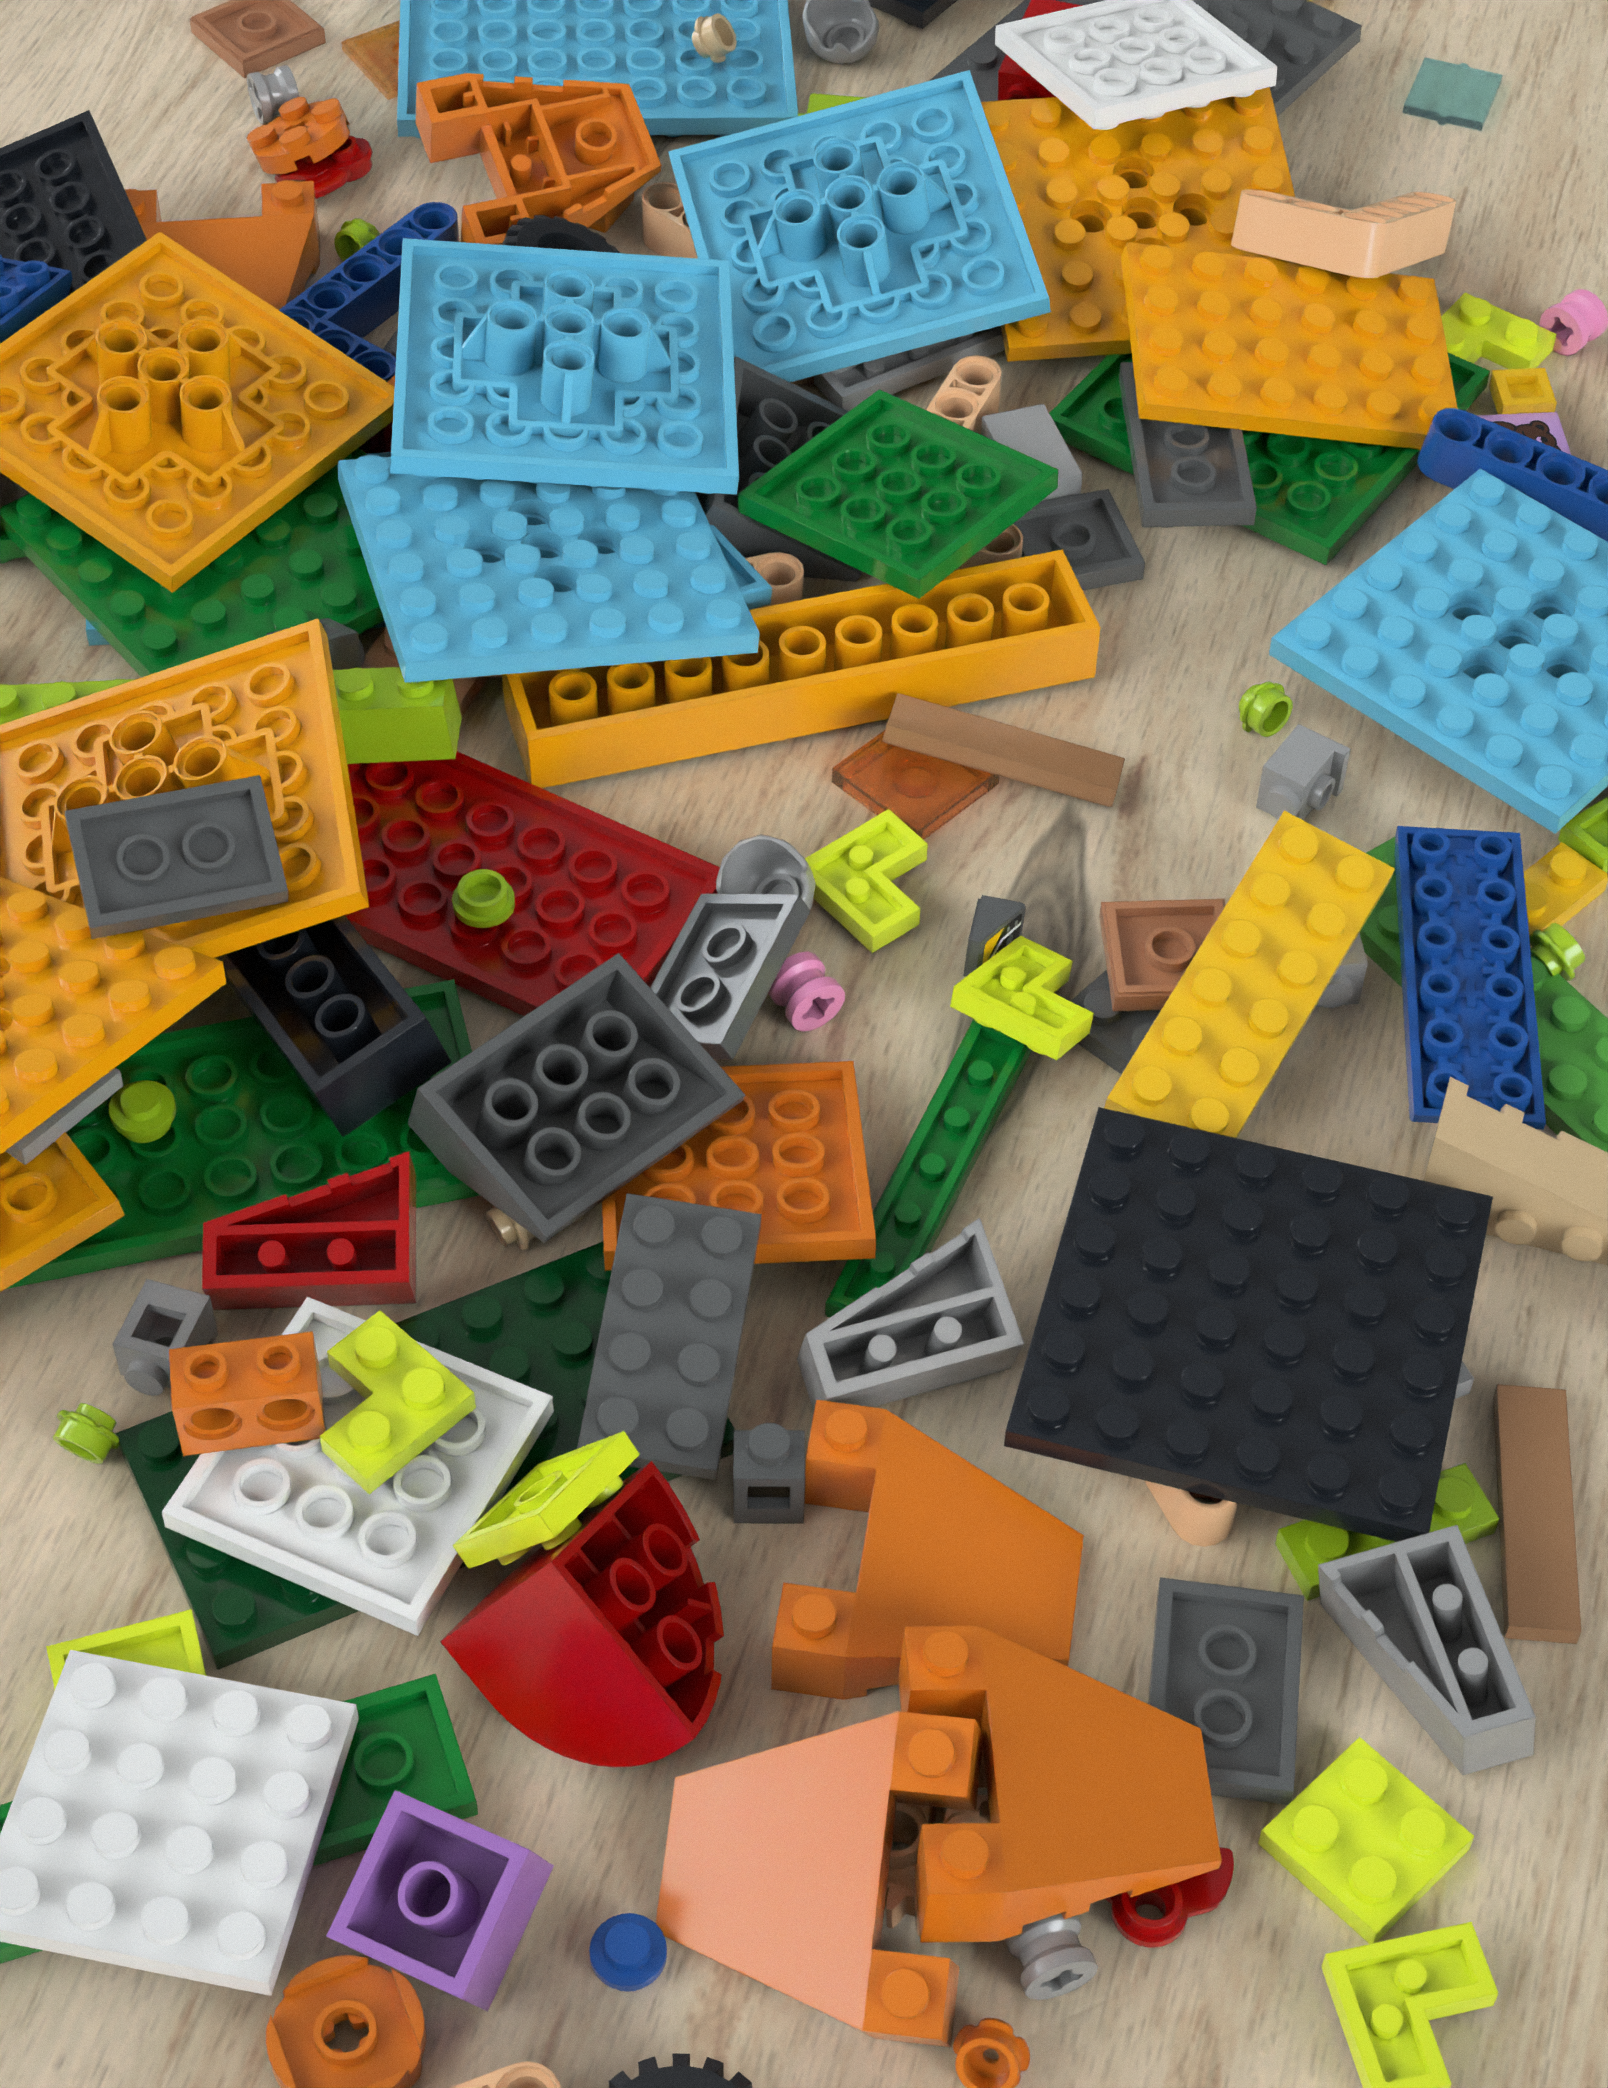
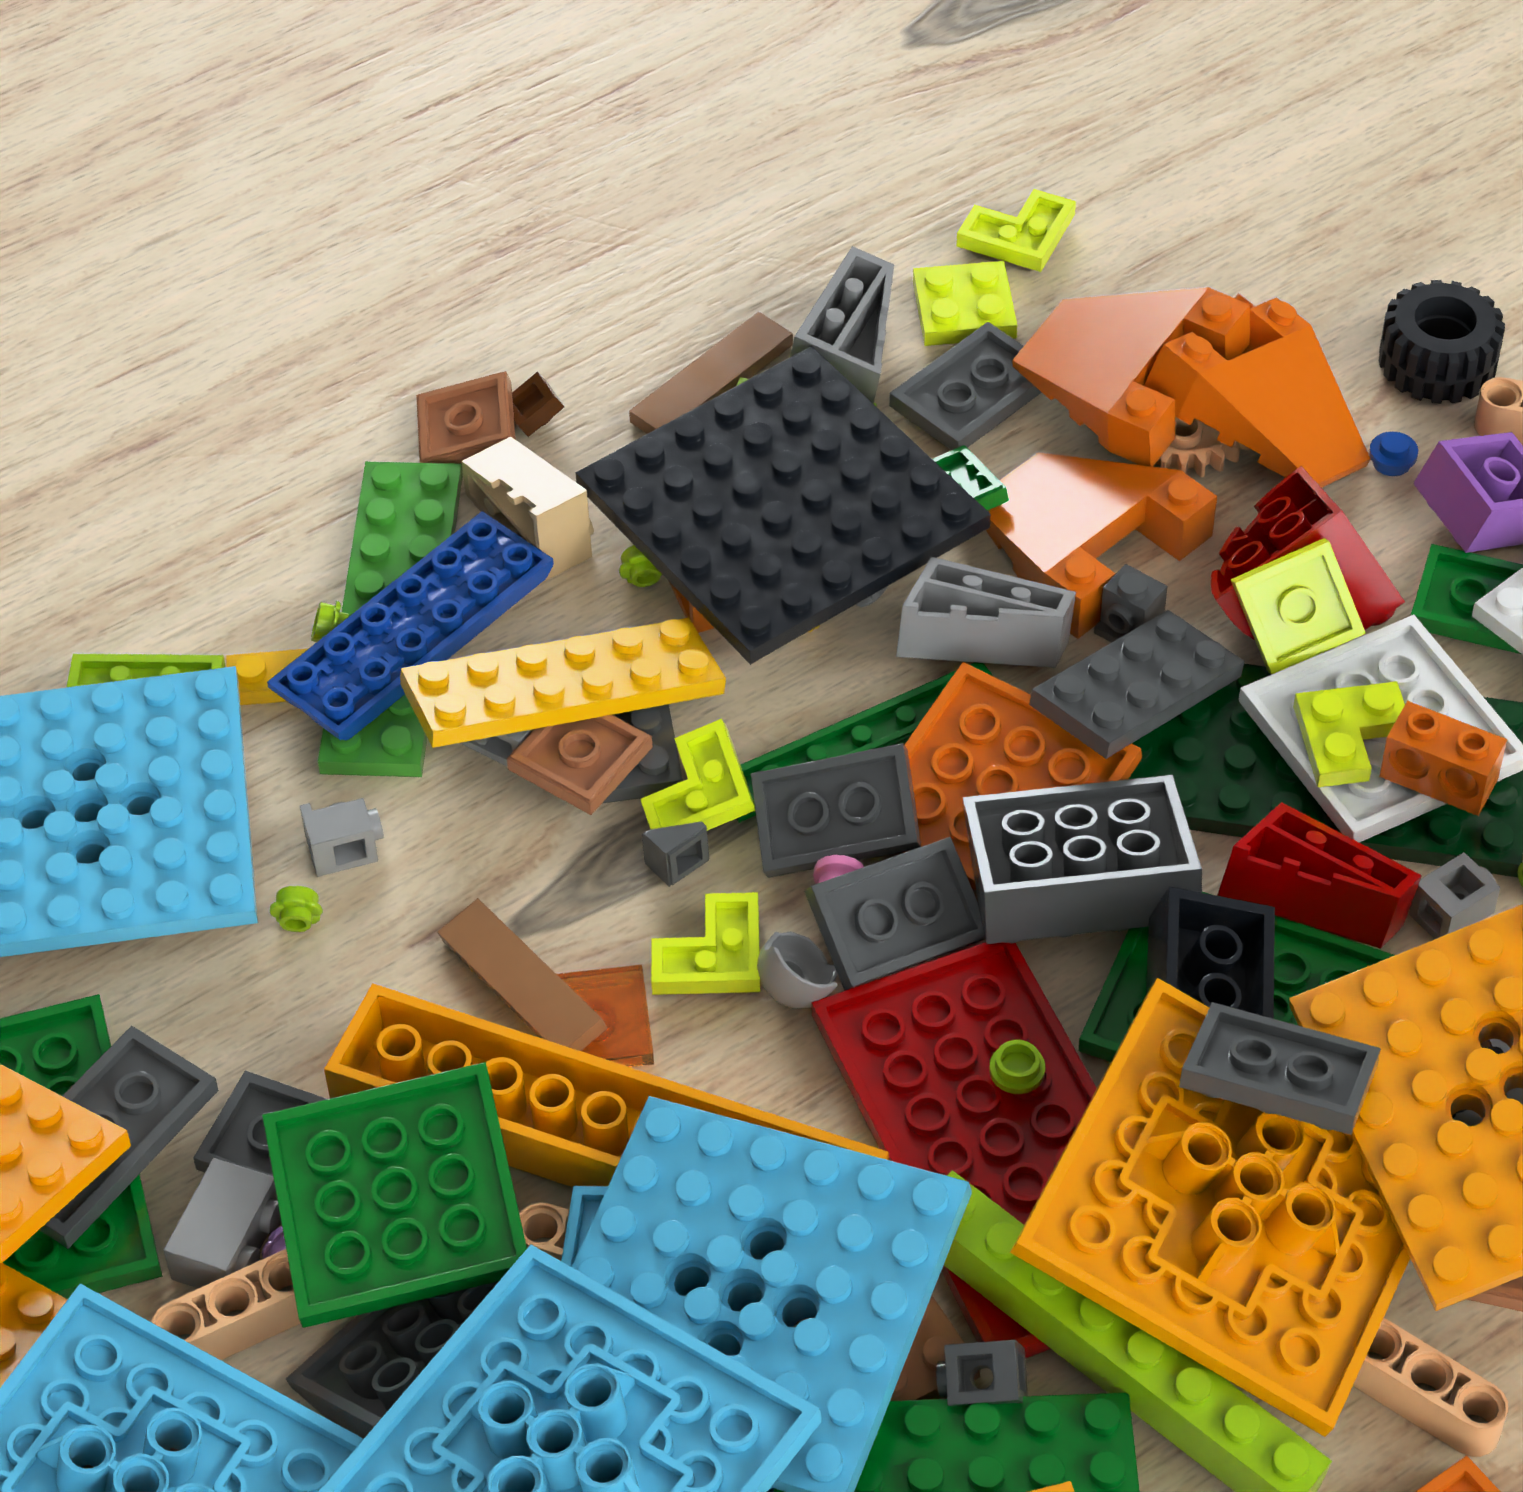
camera: 140 degrees left, 0 degrees up
(866, 1035) = (835, 807): none -> dark grey plate
(1103, 1532) = (973, 477): none -> green plate

